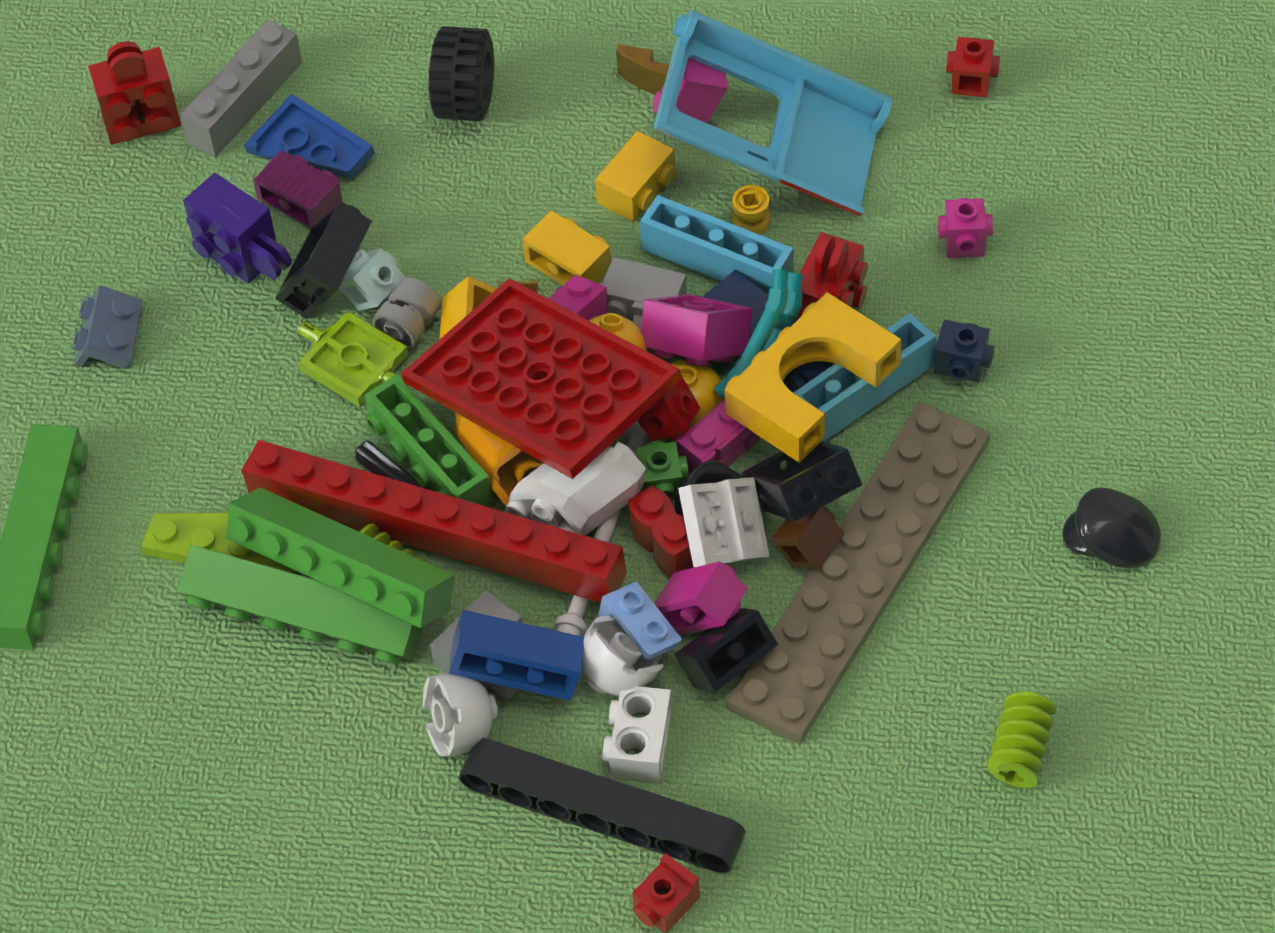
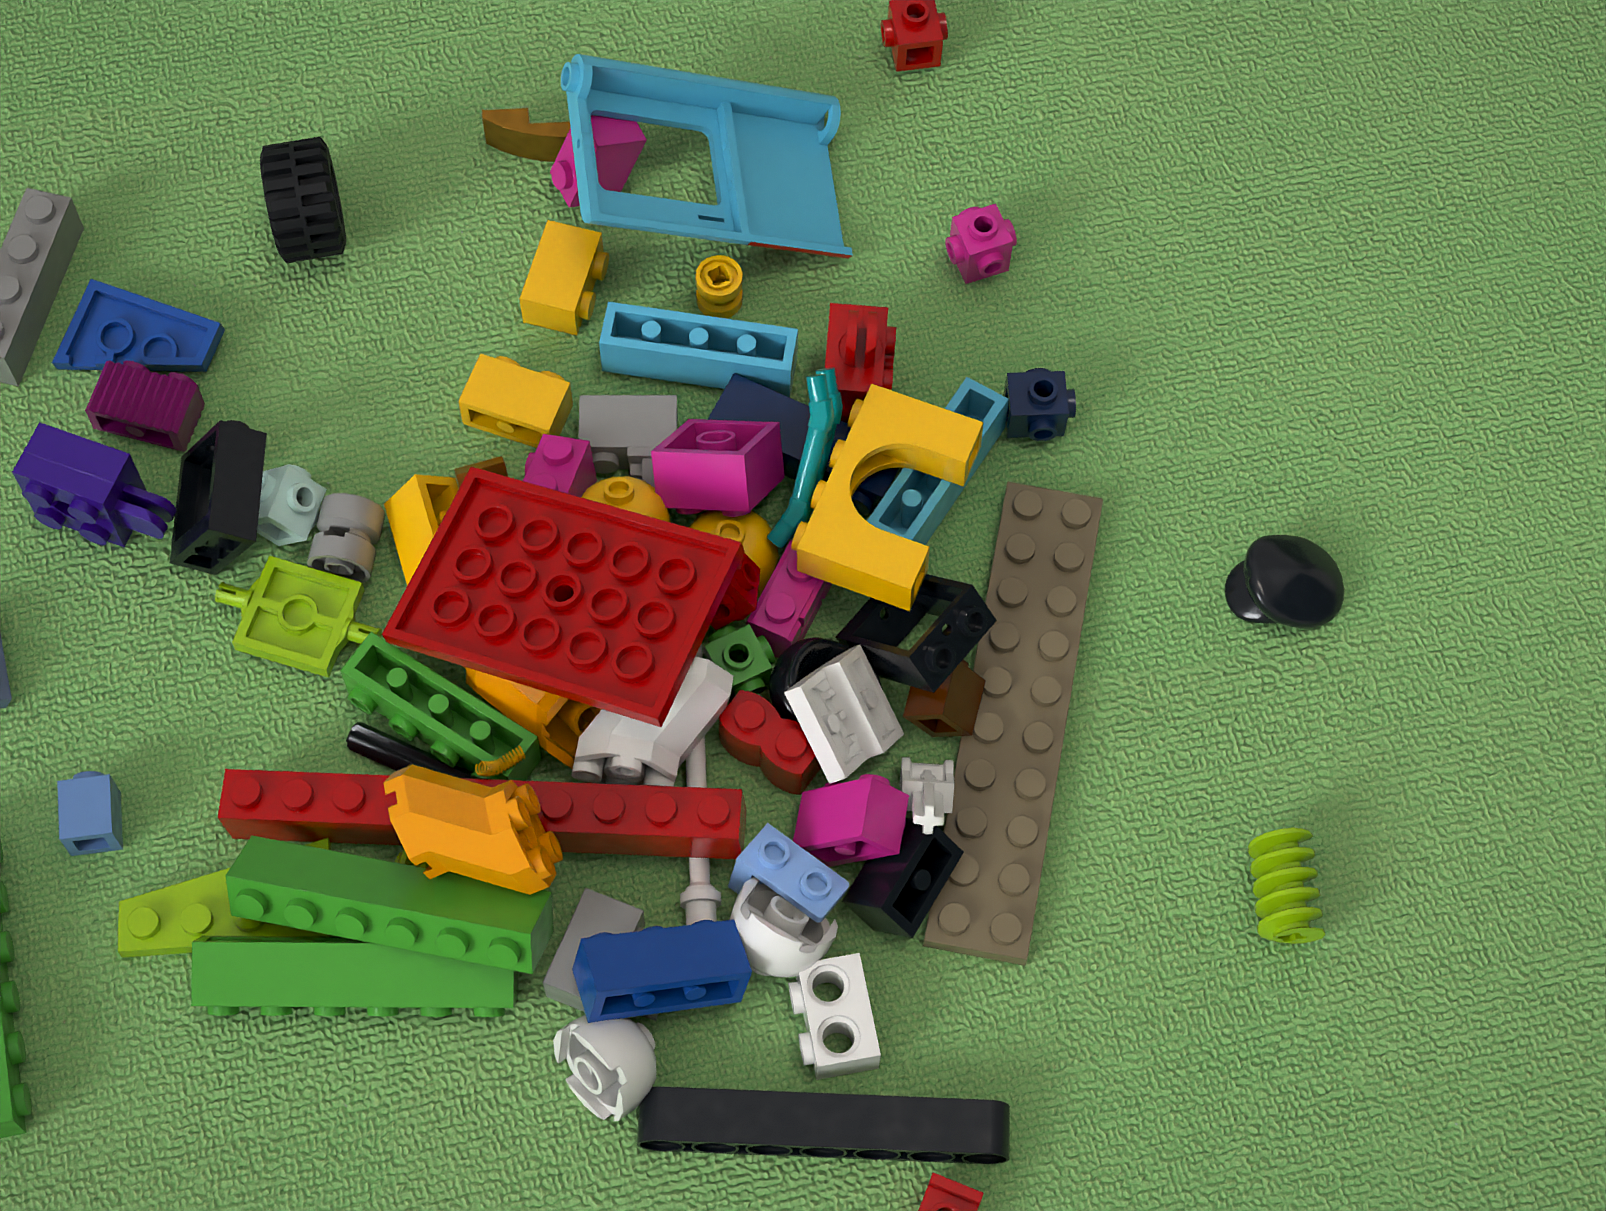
camera: 25 degrees left, 10 degrees up
(155, 450) = (89, 814): none -> medium blue brick
(412, 513) = (473, 829): none -> light orange brick
(454, 485) = (494, 765): none -> yellow leg
(767, 593) = (929, 791): none -> white connector

